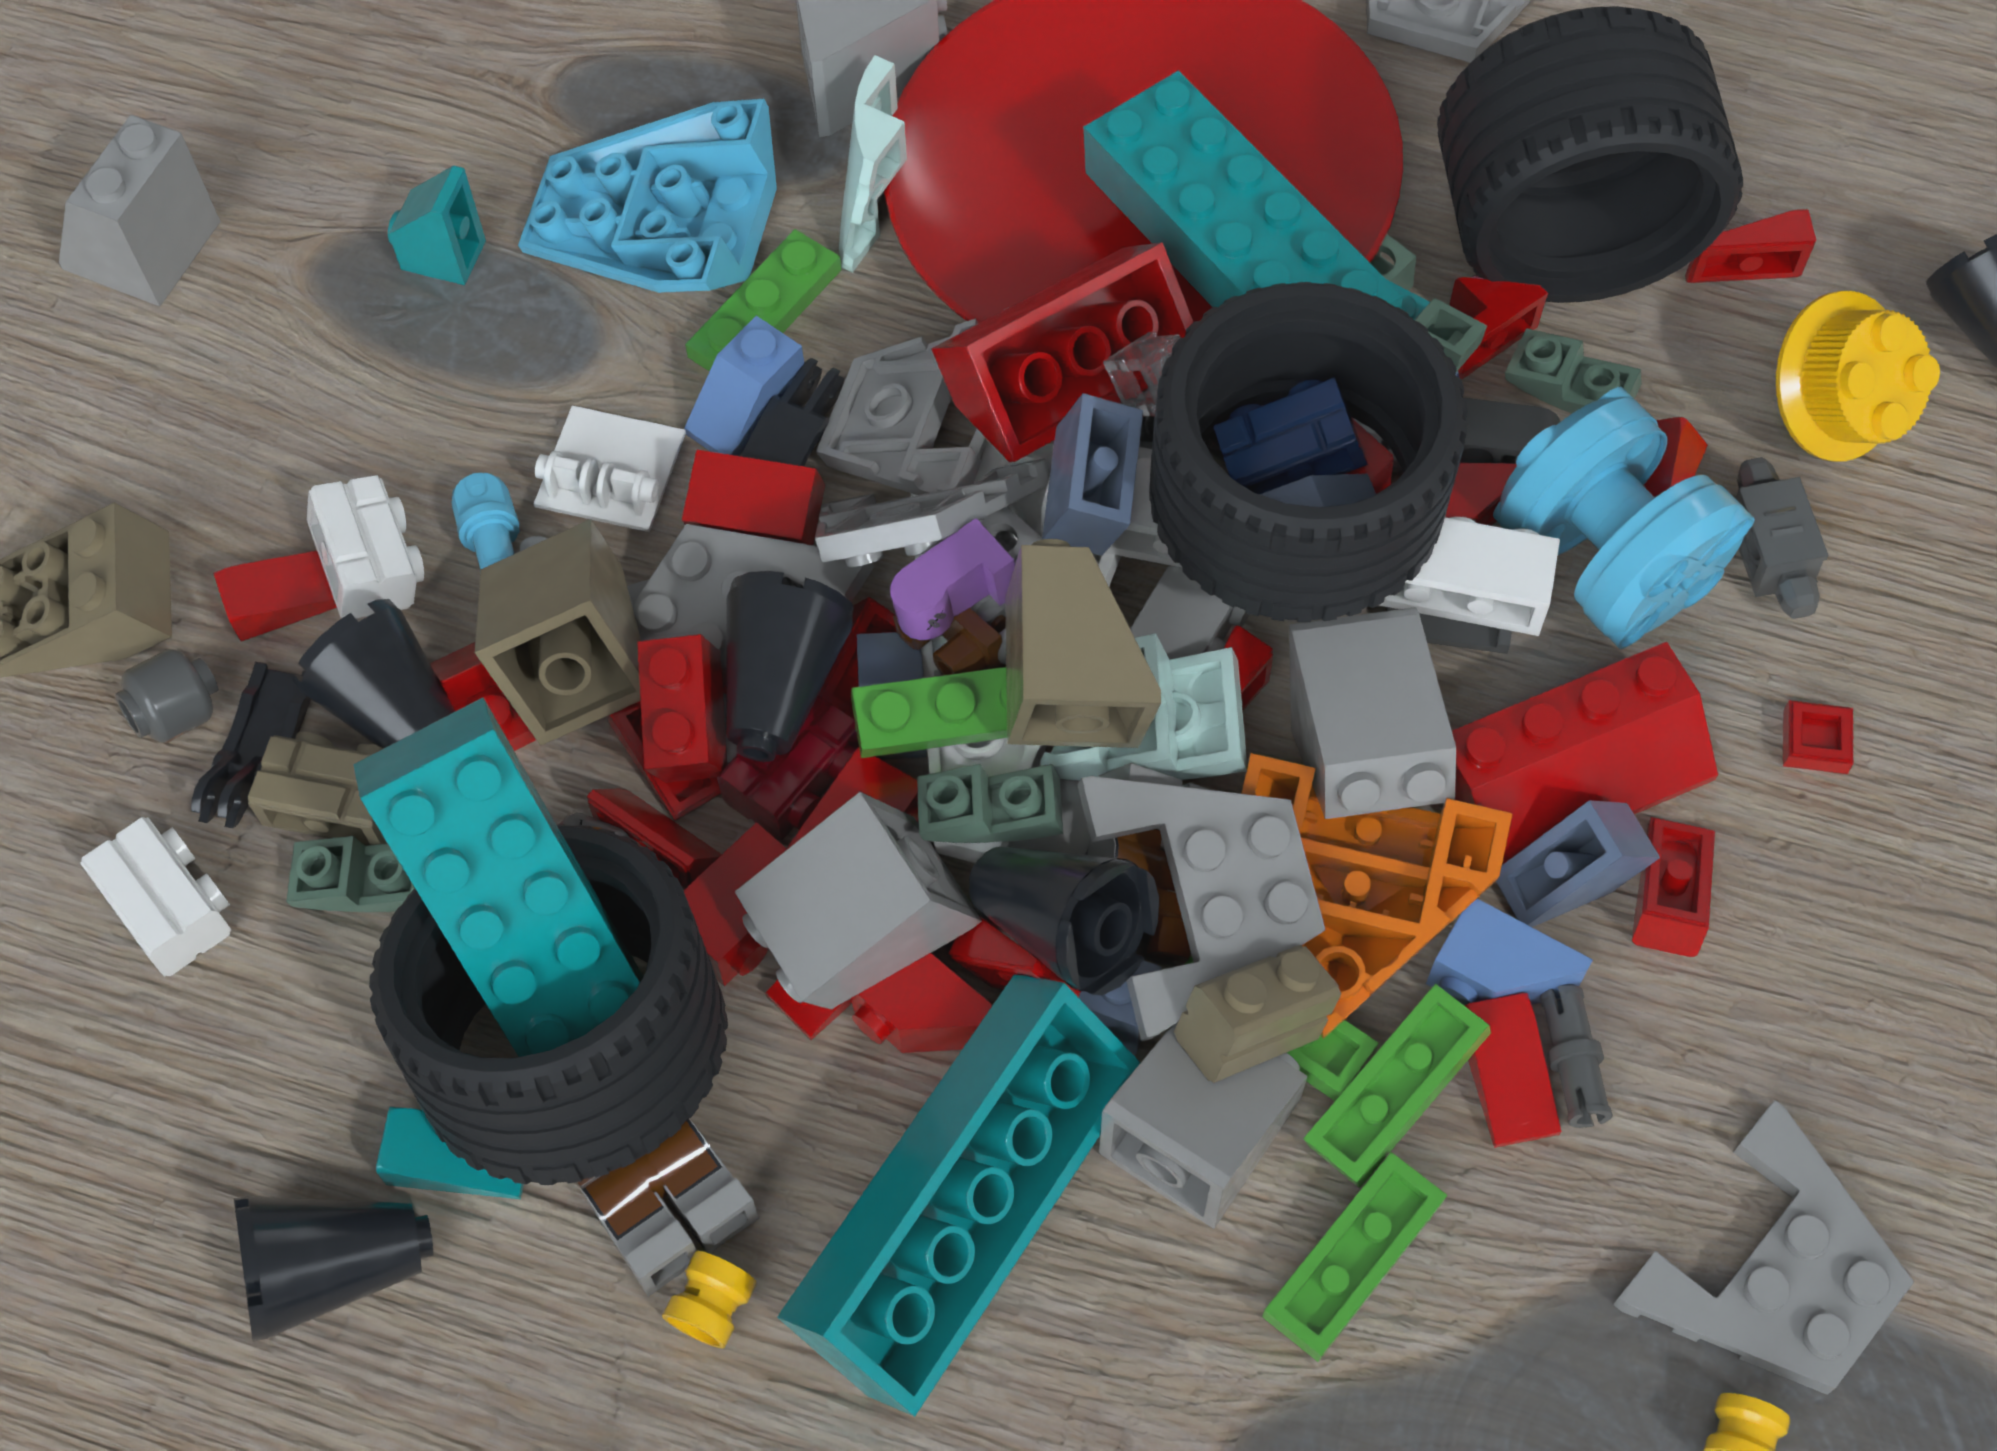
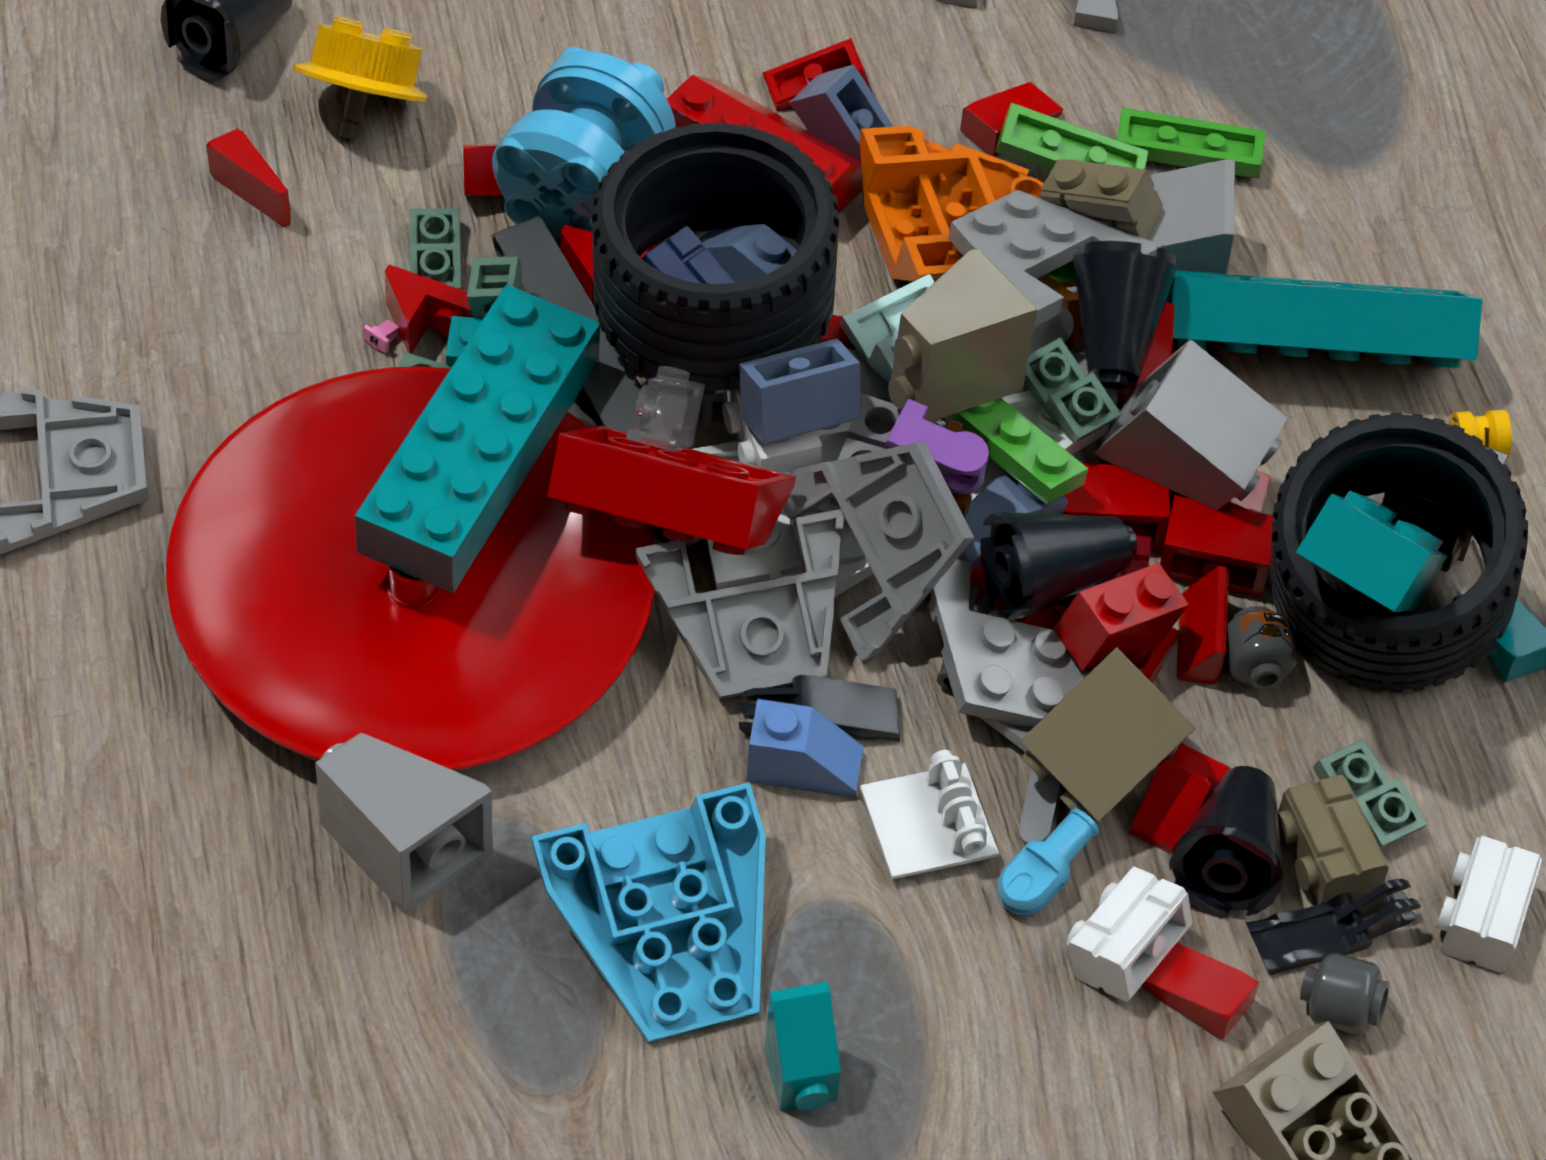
camera: 125 degrees left, 10 degrees down
(754, 497) = (904, 686): red brick -> none
(773, 292) = (663, 787): bright green plate -> none
(873, 160) = (543, 758): light aqua slope -> none
(1370, 713) = (869, 227): light grey slope -> none
(1501, 957) = (949, 118): medium blue slope -> none
(1576, 1056) = (979, 83): dark grey pin -> none
(1589, 153) = (290, 230): black tyre -> none
(1784, 543) = (502, 93): dark grey piece -> none
(1818, 737) = (653, 41): red tile -> none

